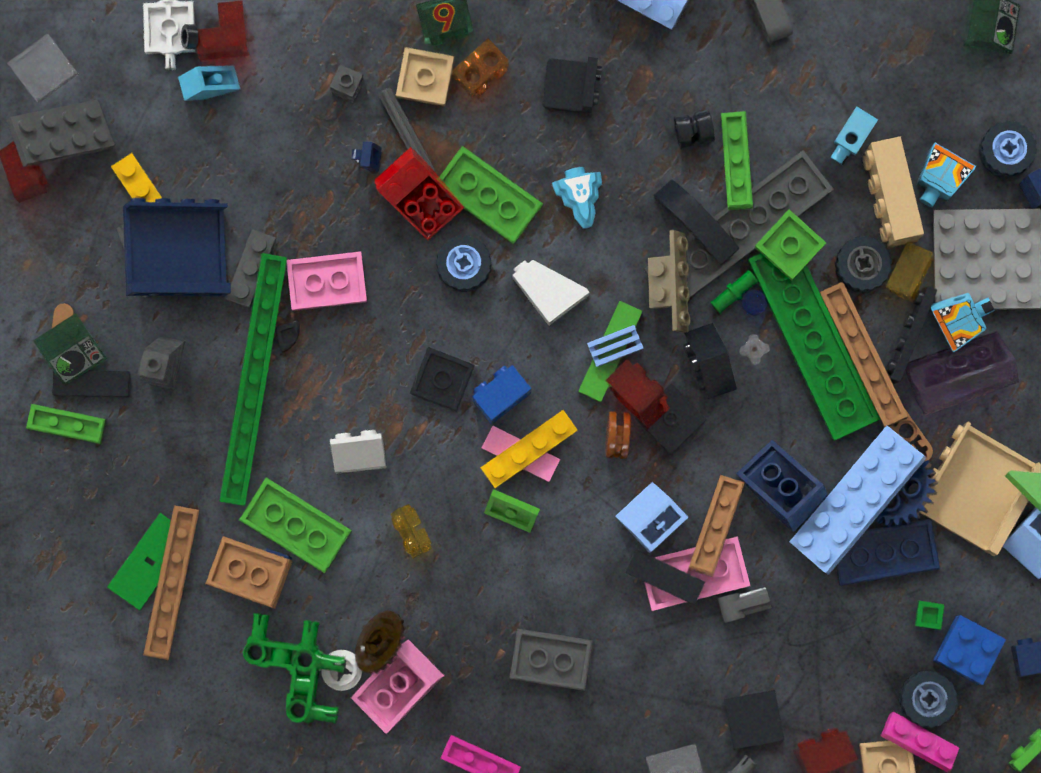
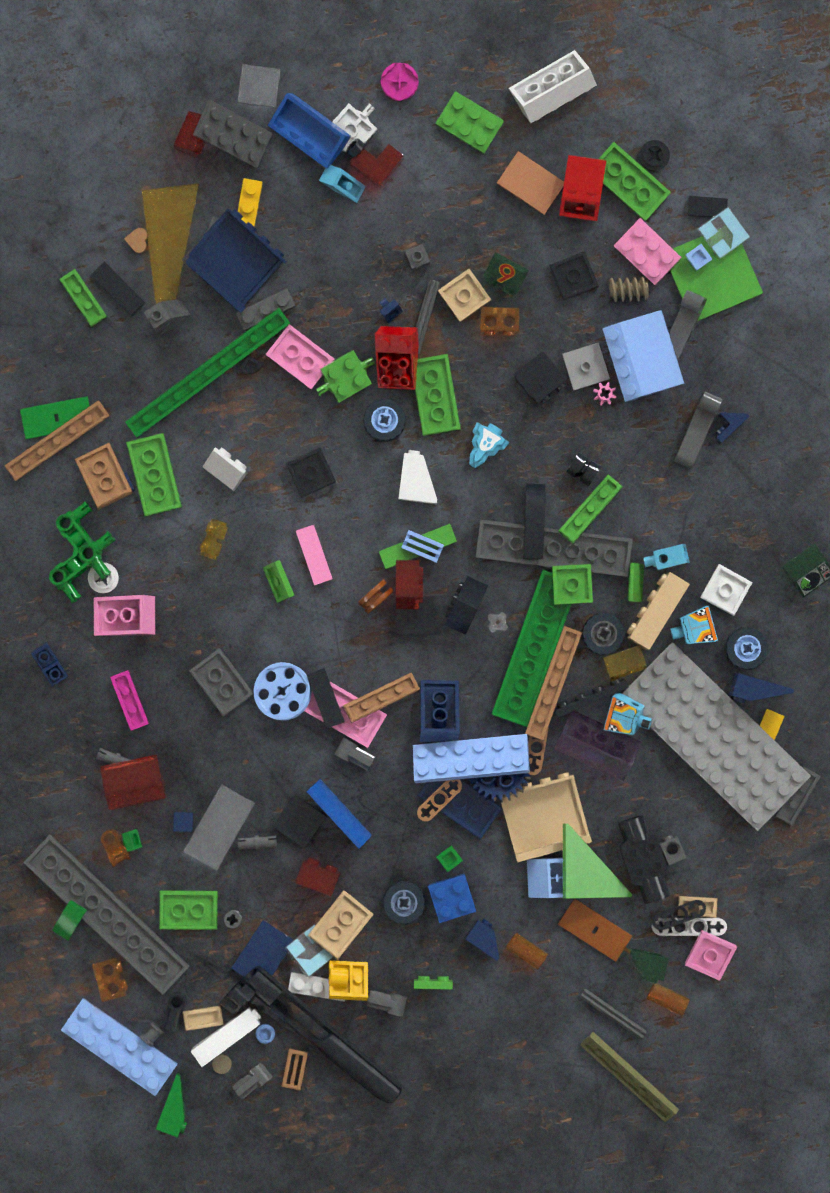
camera: 45 degrees right, 5 degrees up
(70, 349) = (123, 259): clear green slope -> none
(83, 280) = (168, 228): none -> clear yellow wing
(130, 63) = (309, 130): none -> blue slope
(383, 630) = (145, 579): dark brown gear -> none
(387, 257) = (345, 376): none -> bright green plate
(501, 393) = (333, 512): blue brick -> none
(529, 449) = (320, 557): yellow plate -> none
(602, 34) = (585, 366): none -> light grey plate
(605, 616) = (291, 692): none -> light blue wedge
(649, 46) = (603, 399): none -> bright pink gear
(651, 517) = (350, 658): light blue slope -> none
(669, 282) = (486, 540): dark tan bracket -> none
(734, 292) = (517, 580): green pin -> none
(754, 302) = (523, 596): clear blue plate -> none
(785, 673) = (339, 813): none -> blue slope
(845, 189) = (635, 582): none -> bright green slope
(856, 574) = (432, 813): none -> medium nougat beam
(920, 741) = (376, 920): dark pink plate -> none
(934, 114) = (726, 590): none -> white tile

